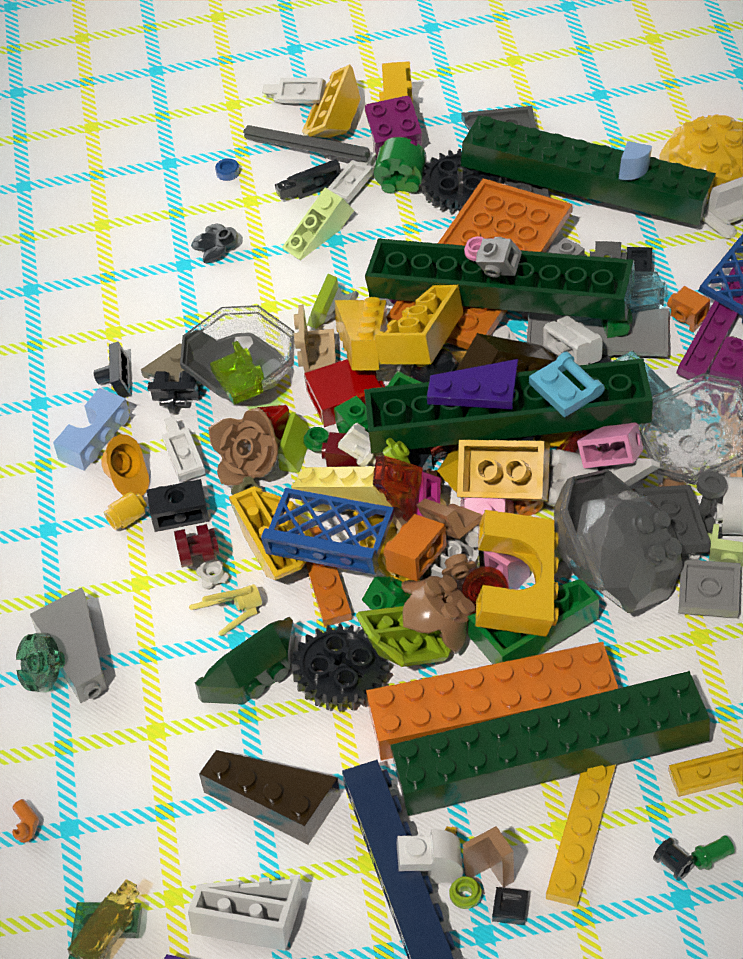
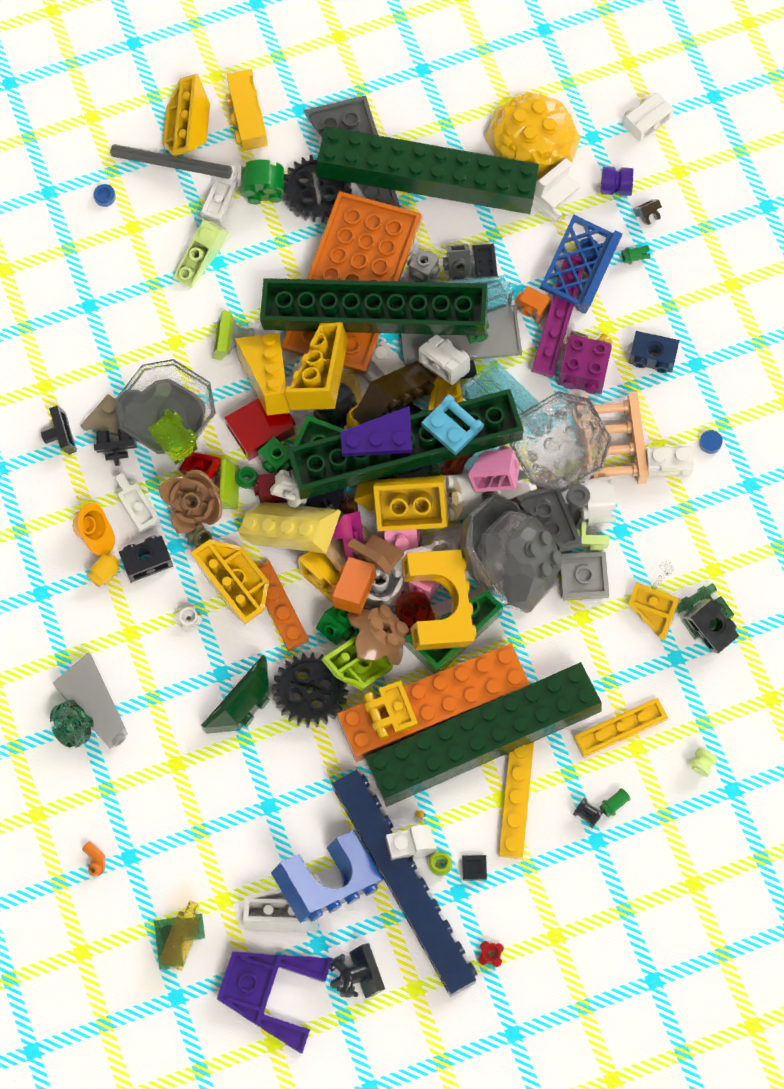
camera: 15 degrees left, 20 degrees up
(82, 445) = (51, 511): light blue arch -> none
(203, 543) = (181, 595): dark red brick -> none
(215, 241) = (109, 279): black plate -> none
(245, 599) = (220, 637): light yellow plant -> none
(273, 793) = (283, 808): dark brown wedge -> none
(282, 894) = (311, 899): none -> arch
(295, 90) = (149, 100): white hinge -> none
(309, 181) = (182, 203): black hinge -> none
(316, 346) = (227, 386): tan bracket -> none
(317, 549) = (275, 597): blue fence -> none
(393, 119) = (247, 136): magenta bracket -> none
(396, 450) = (323, 501): lime plate -> none
(399, 483) = (331, 531): clear red wing -> none
(442, 687) = (397, 706): none -> yellow plate
(458, 566) = (390, 596): medium nougat plate -> none
(472, 247) = (353, 281): bright pink plate -> none
(491, 852) = (458, 832): medium nougat panel -> none
(498, 257) = (374, 297): light grey brick -> none
(635, 160) = (471, 169): light blue brick -> none

